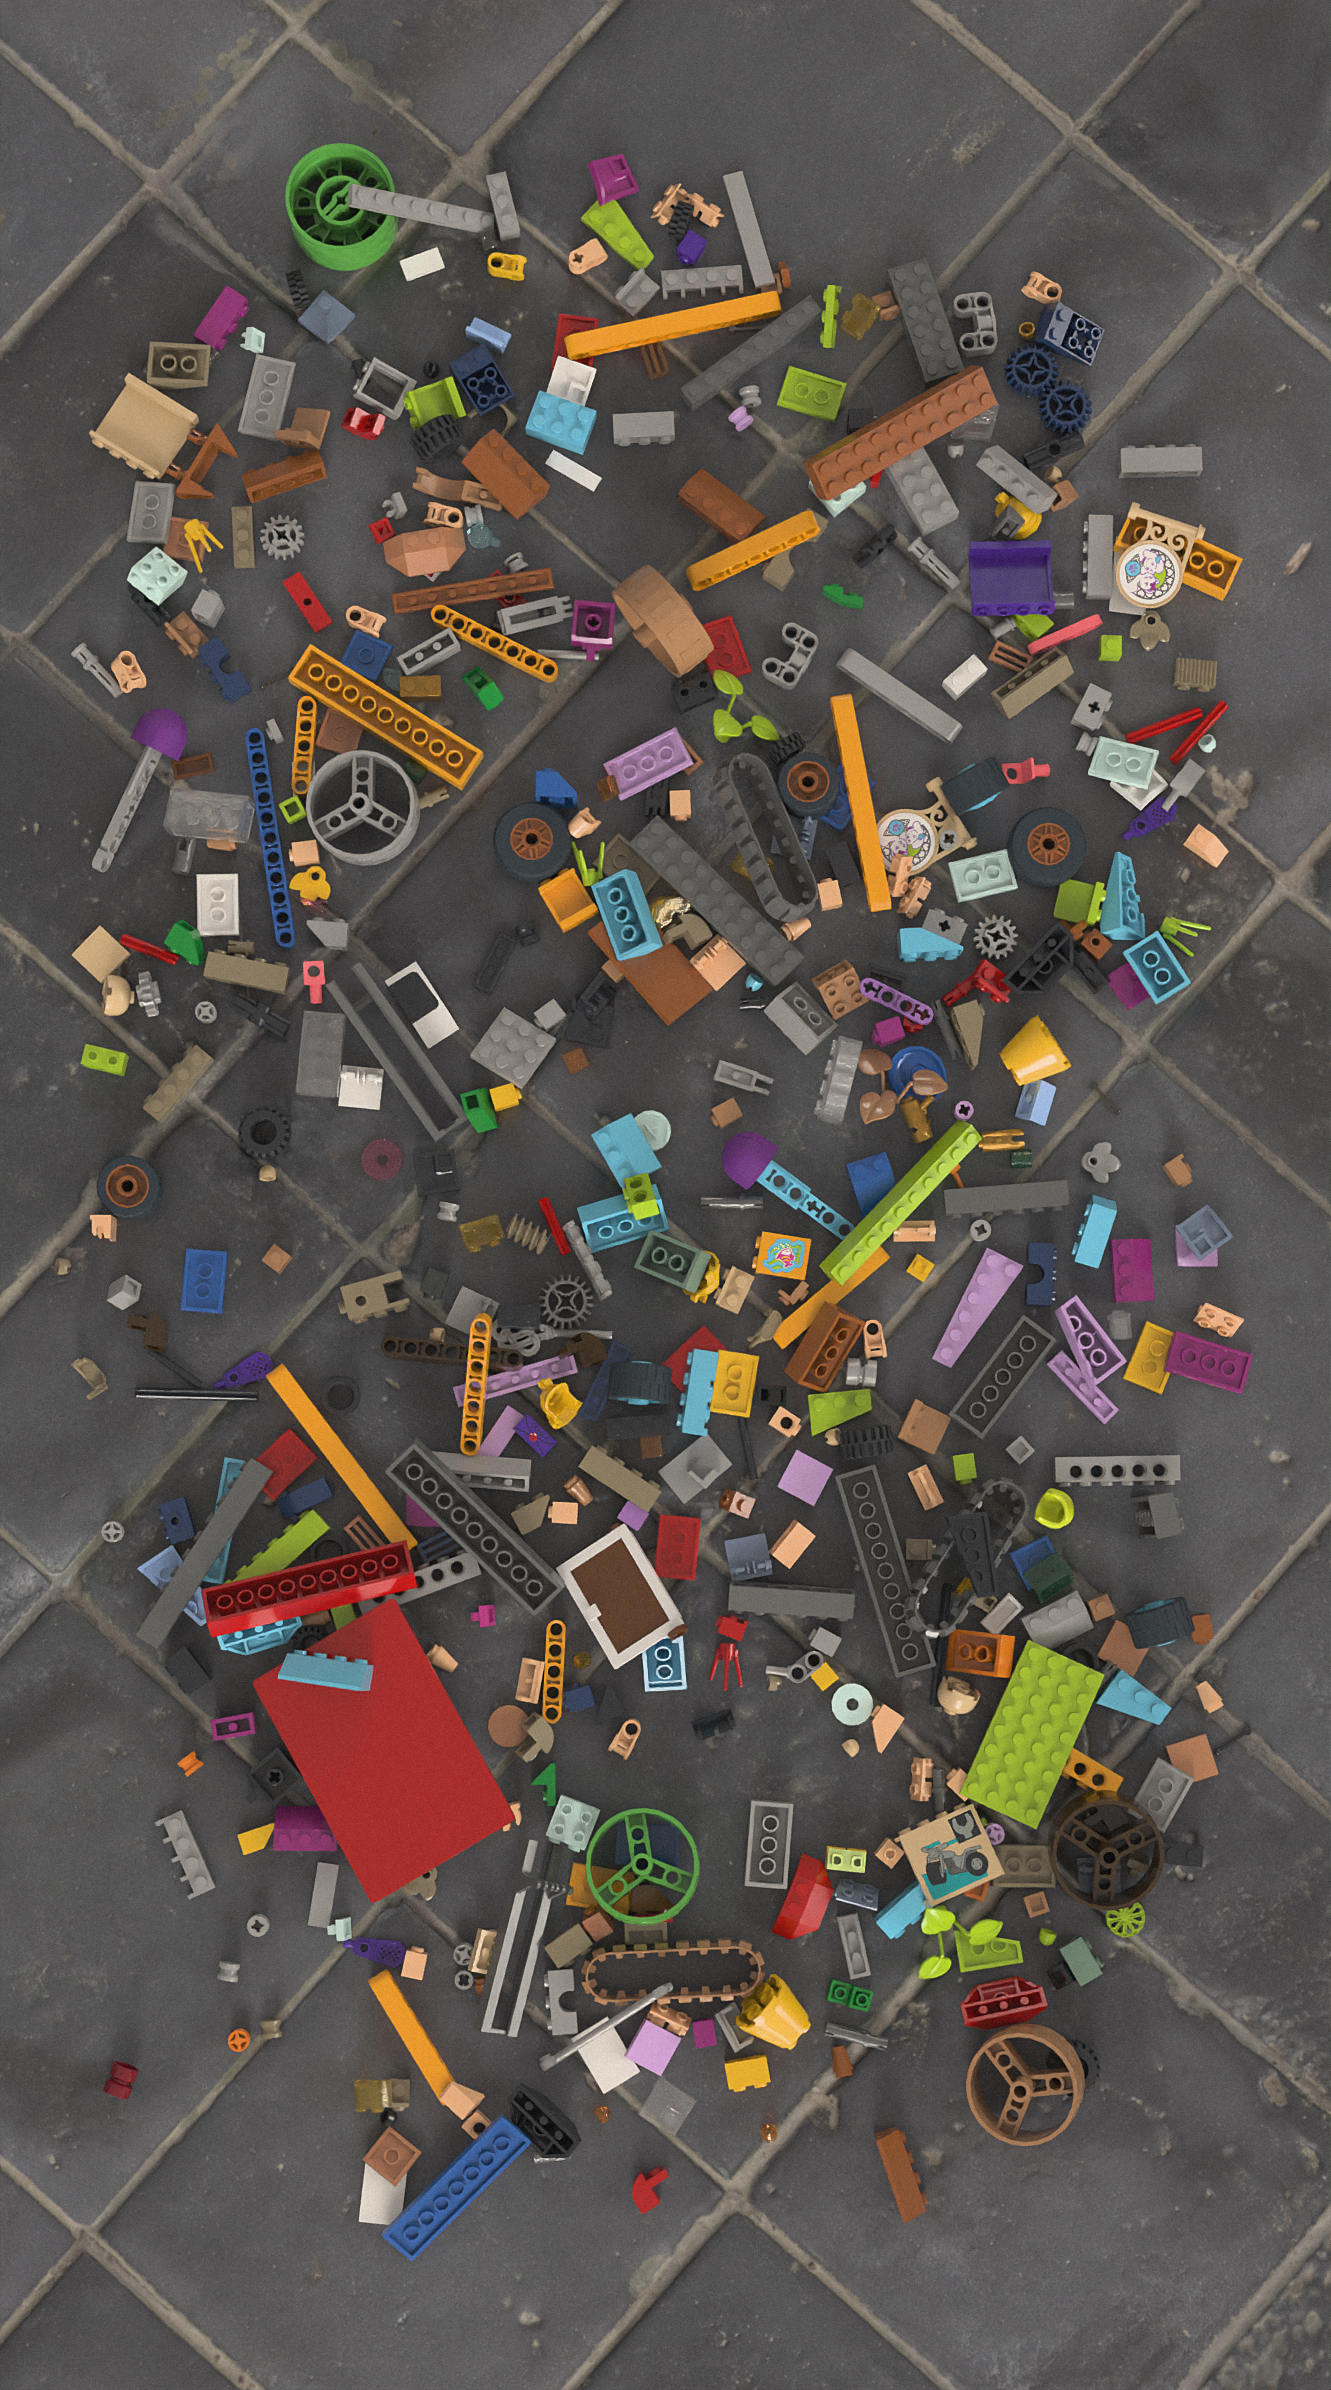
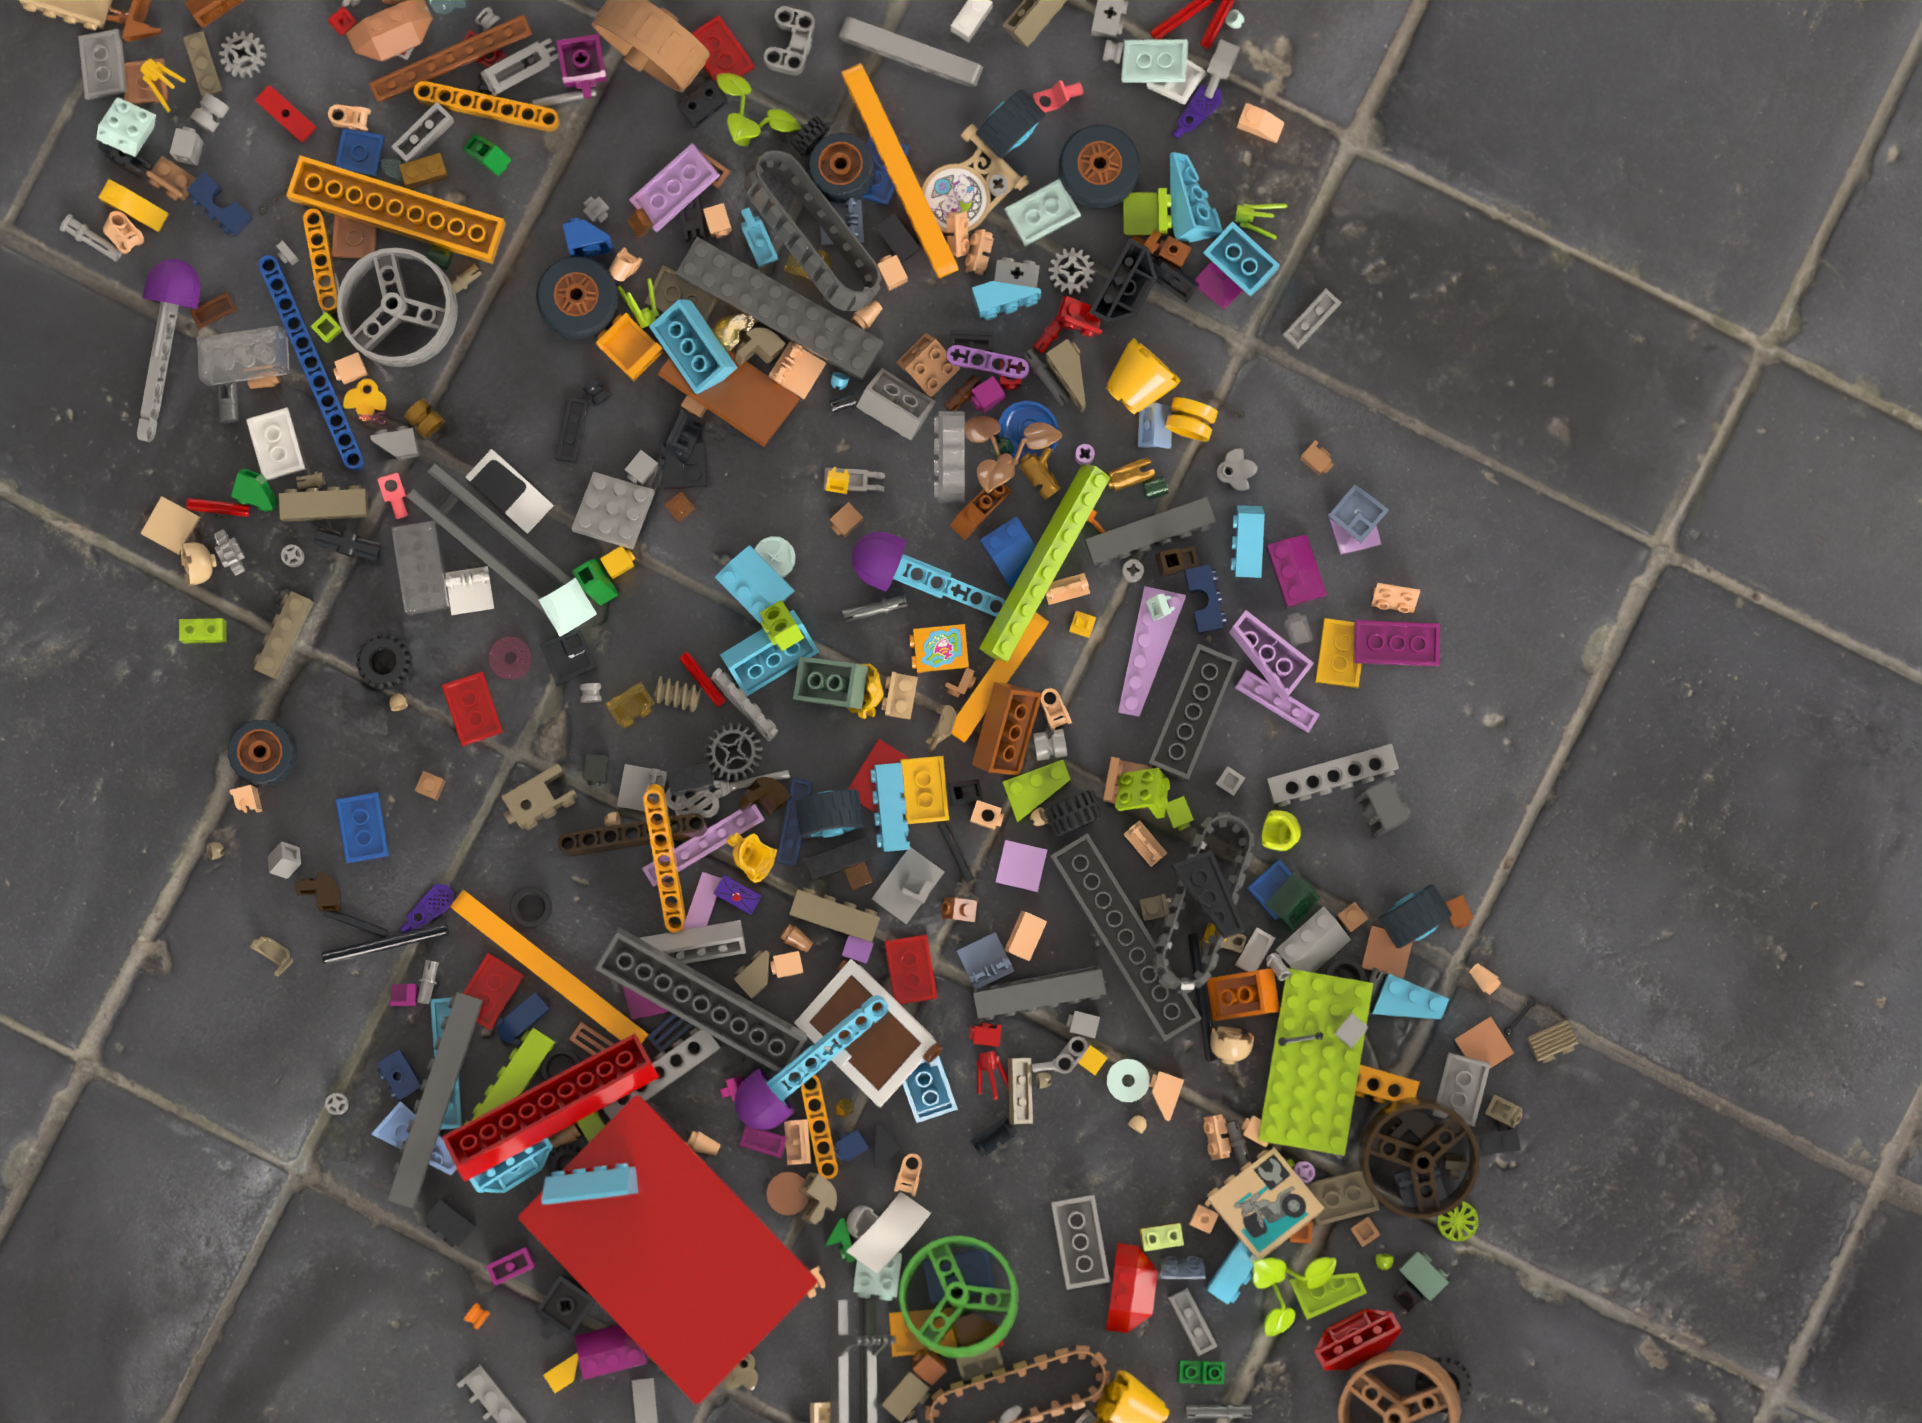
camera: 10 degrees left, 0 degrees up
(144, 650) = (133, 205): none -> yellow slope
(201, 1447) = (404, 995): none -> magenta panel
(226, 1440) = (427, 982): none -> light grey axle
(237, 583) = (209, 112): none -> light grey wheel
(334, 1197) = (472, 708): none -> red tile
(361, 918) = (425, 420): none -> pearl gold wheel
(447, 1127) = (567, 607): none -> light aqua slope
(498, 1671) = (763, 1141): none -> magenta plate
(508, 1634) = (764, 1101): none -> piece
(570, 765) = (595, 209): none -> light grey gear
(570, 1771) = (860, 1220): none -> light grey hair
(593, 1788) = (889, 1233): none -> white sticker
(712, 831) = (758, 239): none -> medium azure hinge
(728, 1076) = (837, 481): none -> yellow tile
(749, 1687) = (1020, 1091): none -> plate
(851, 1137) = (979, 510): none -> dark orange slope
(865, 1025) = (962, 394): none -> reddish brown pin
(891, 1083) = (1004, 446): none -> clear green tile
(938, 1438) = (1143, 789): none -> lime bracket
(996, 1270) = (1159, 607): none -> light aqua tile
(1006, 1707) = (1318, 1036): none -> hinge
(1018, 1631) = (1275, 962): none -> light grey pin
(1023, 1232) = (1176, 560): none -> dark brown brick
(1071, 1104) = (1191, 419): none -> yellow wheel
(1073, 1714) = (1351, 1030): none -> light grey panel
(1195, 1826) = (1504, 1111): none -> dark tan bracket
(1206, 1040) = (1311, 319): none -> light grey tile
(1257, 1772) = (1551, 1041): none -> dark tan brick

